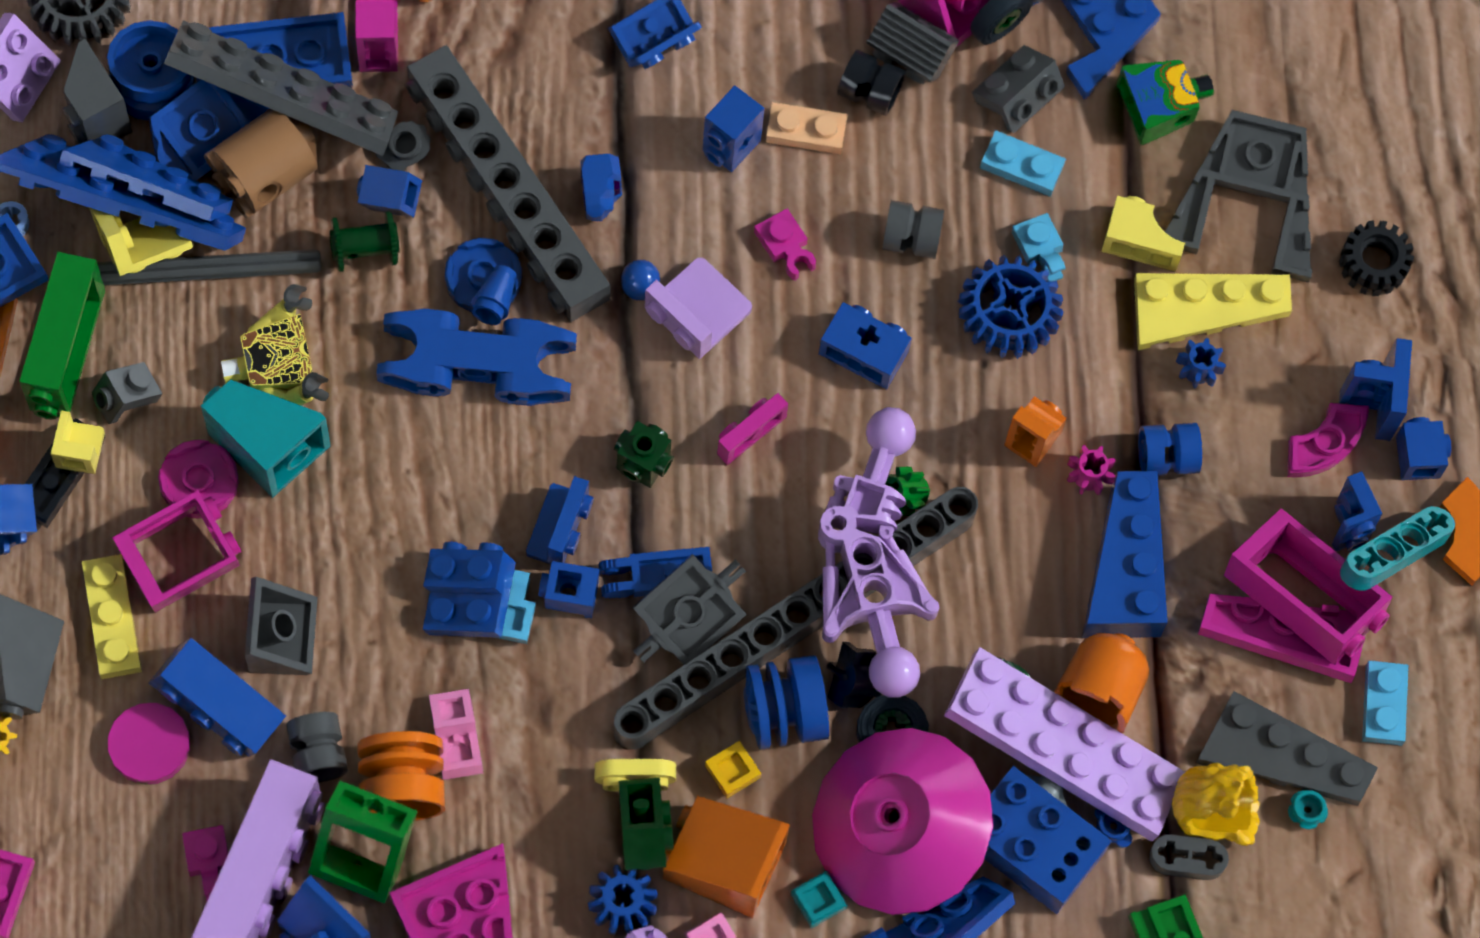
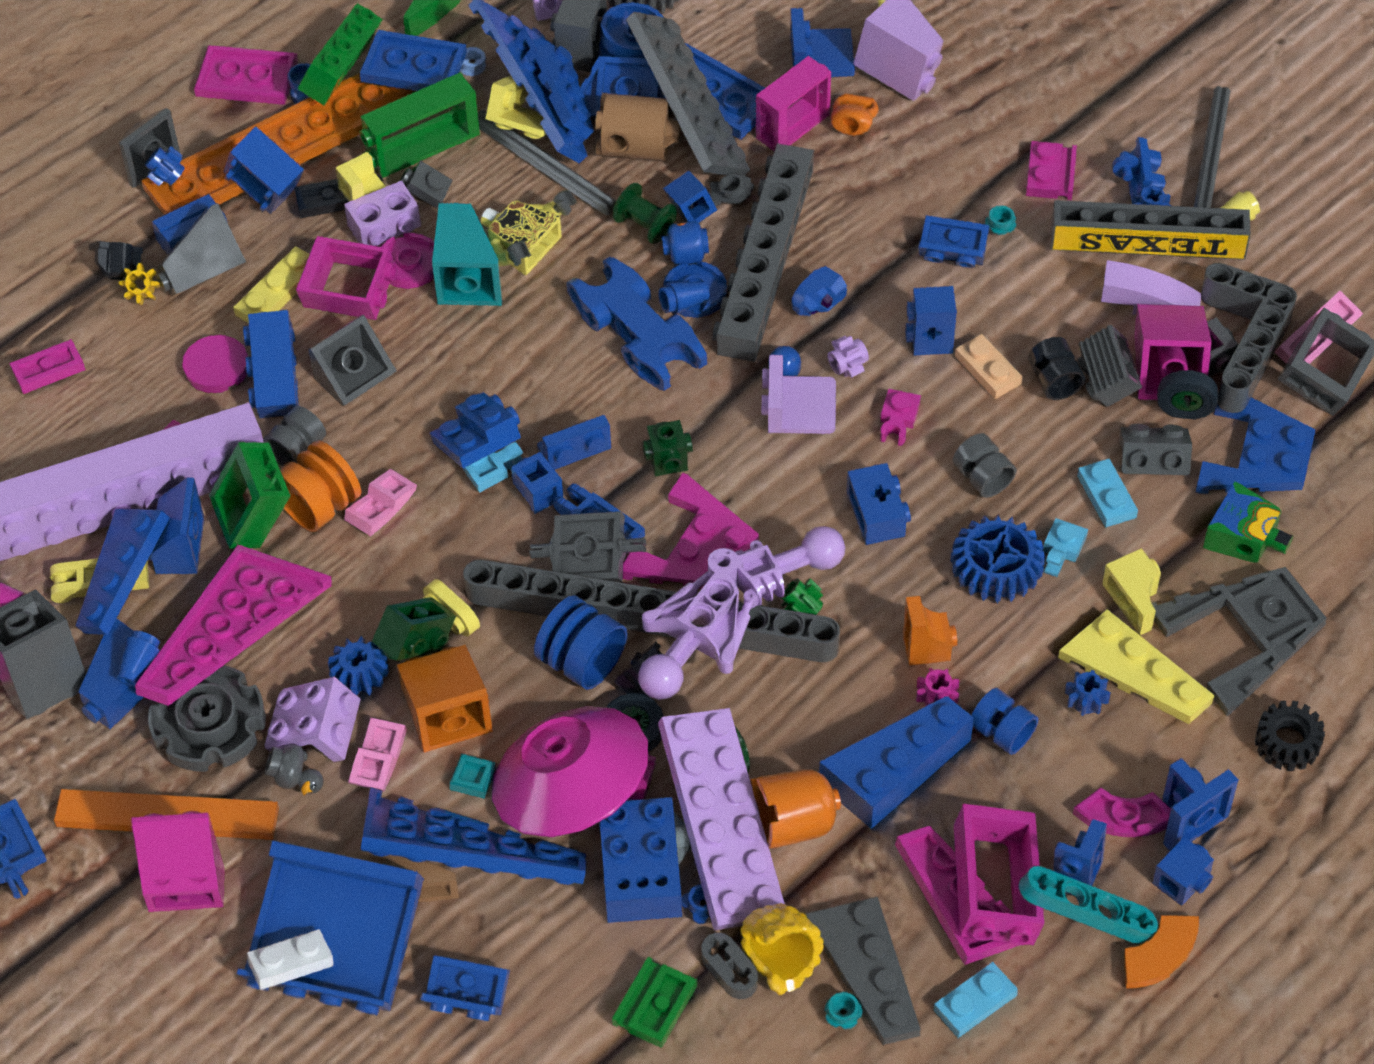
camera: 55 degrees right, 15 degrees down
(119, 456) = (382, 214): none -> lavender brick
(433, 239) = (685, 243): none -> blue head
(692, 226) = (848, 356): none -> lavender gear
(733, 769) = (510, 658): yellow plate -> none
(762, 418) = (750, 490): dark pink plate -> none
(773, 510) = (709, 530): none -> dark pink wing

